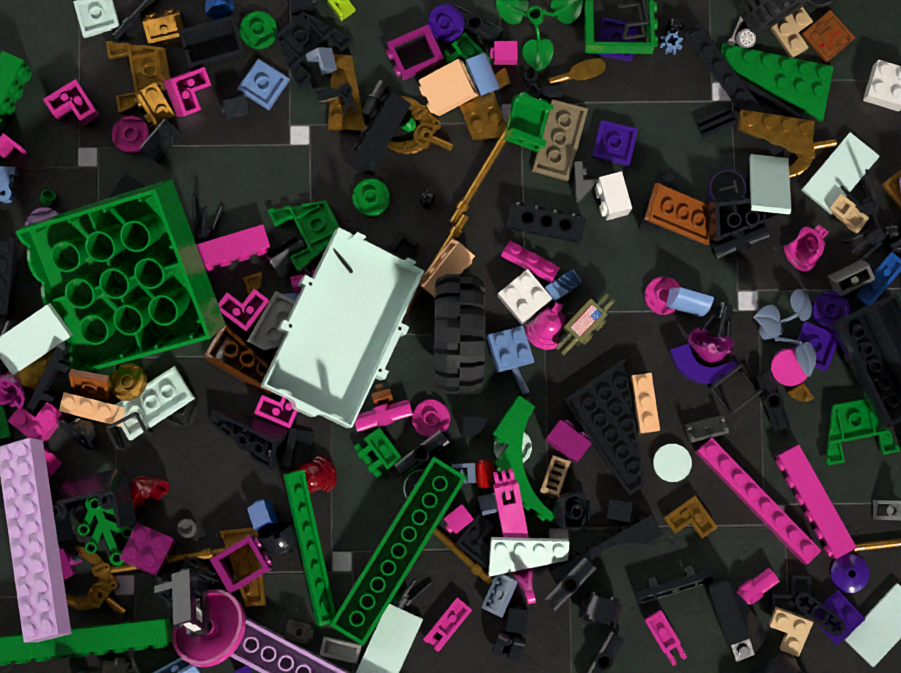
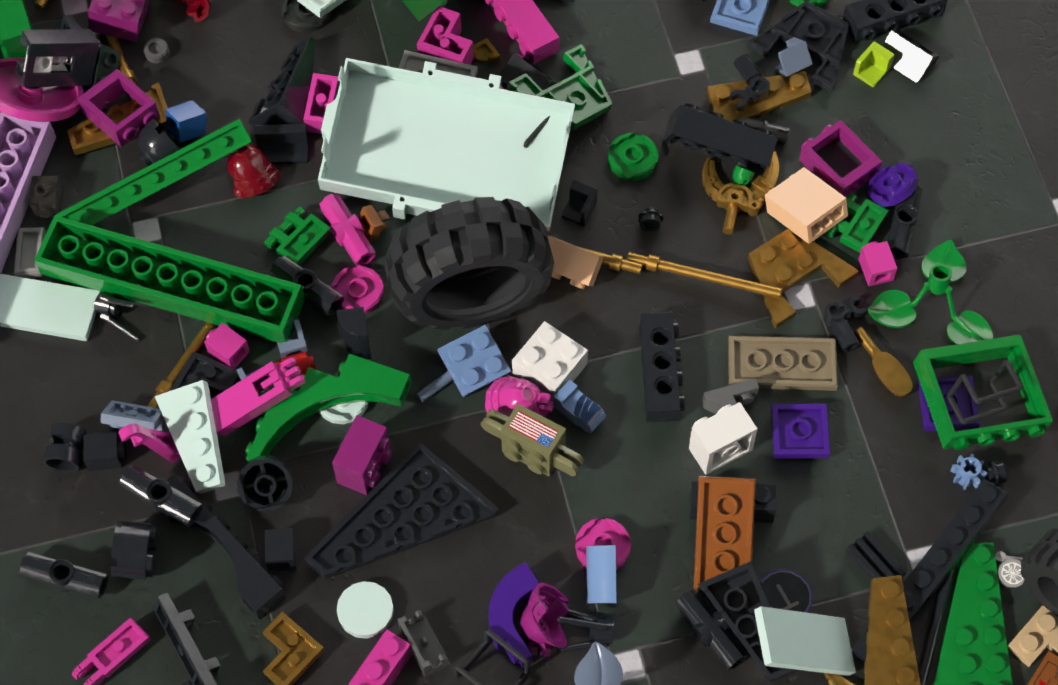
camera: 80 degrees right, 20 degrees down
(237, 359) = (387, 37): reddish brown wedge -> none
(448, 623) = (84, 369): dark pink plate -> none
(482, 74) = (837, 239): medium blue brick -> none
(527, 121) = (792, 310): green panel -> none
(530, 261) = (601, 360): dark pink plate -> none
(549, 492) = (302, 448): tan slope -> none
(644, 403) = (440, 549): light nougat brick -> none

